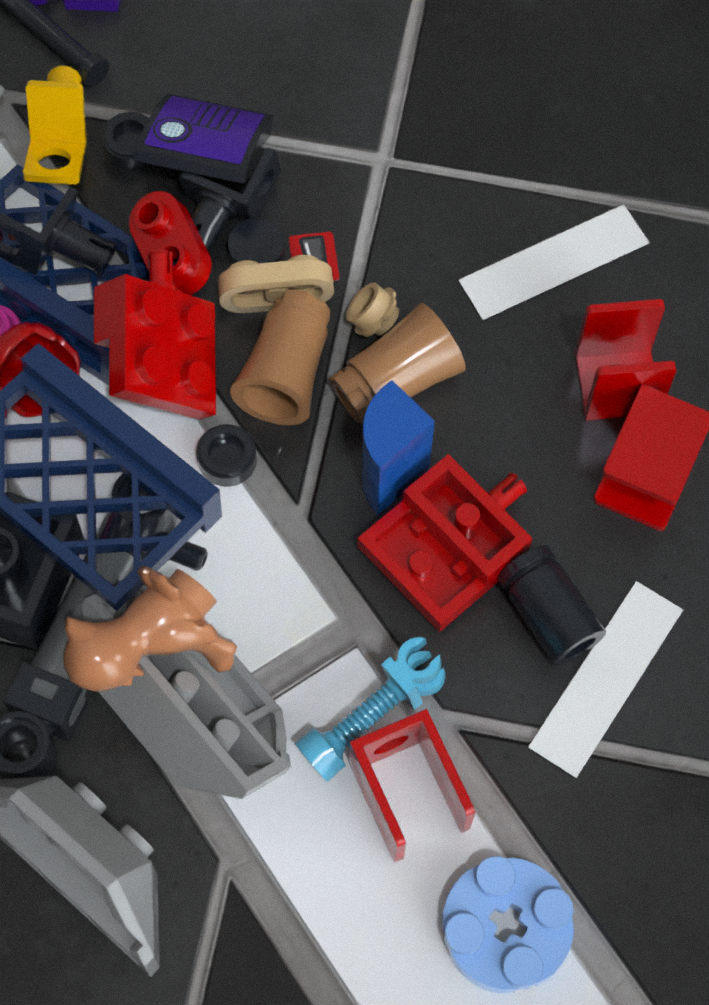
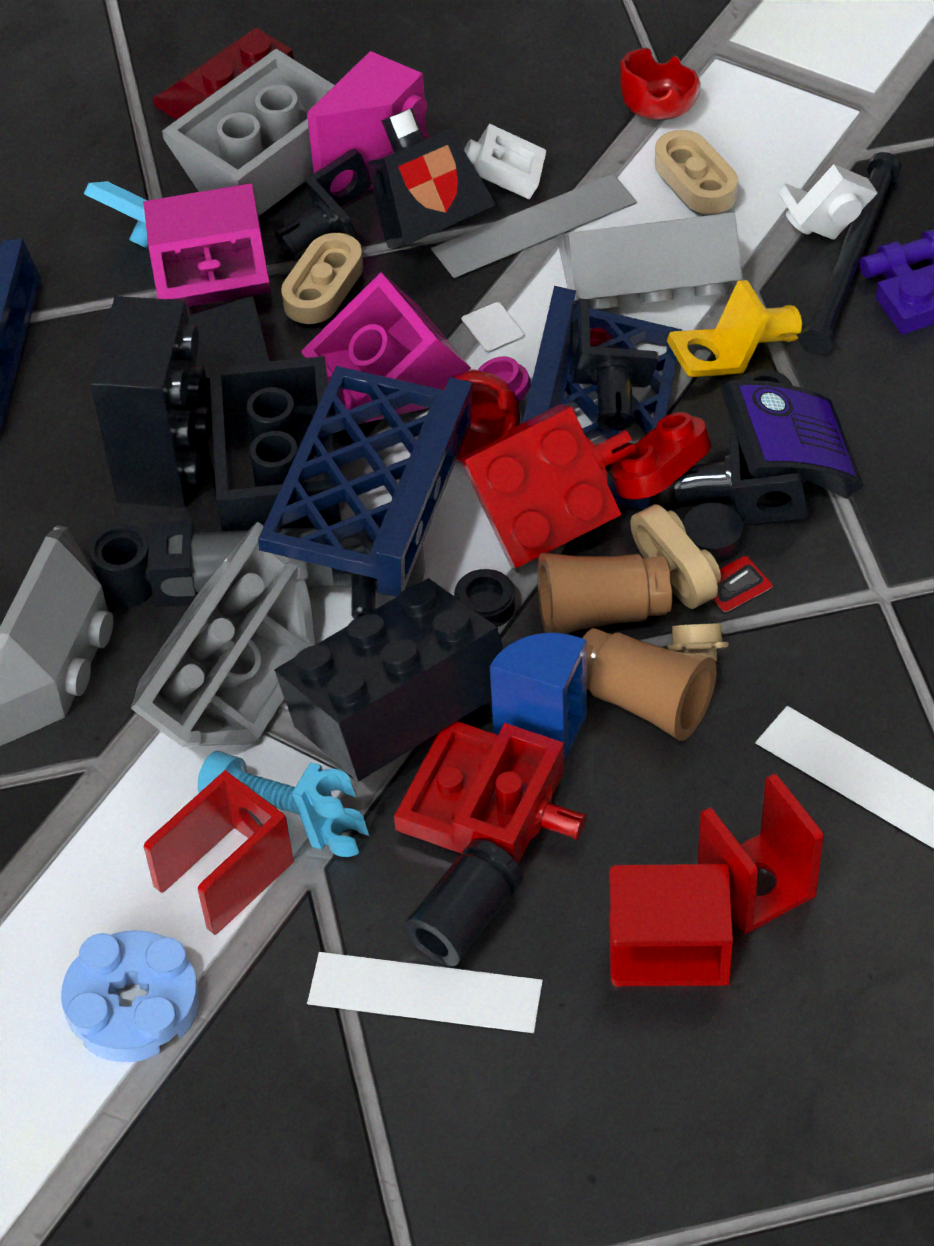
camera: 70 degrees right, 15 degrees down
(158, 622) = (258, 573): nougat animal -> none
(302, 560) = (391, 678): none -> black brick

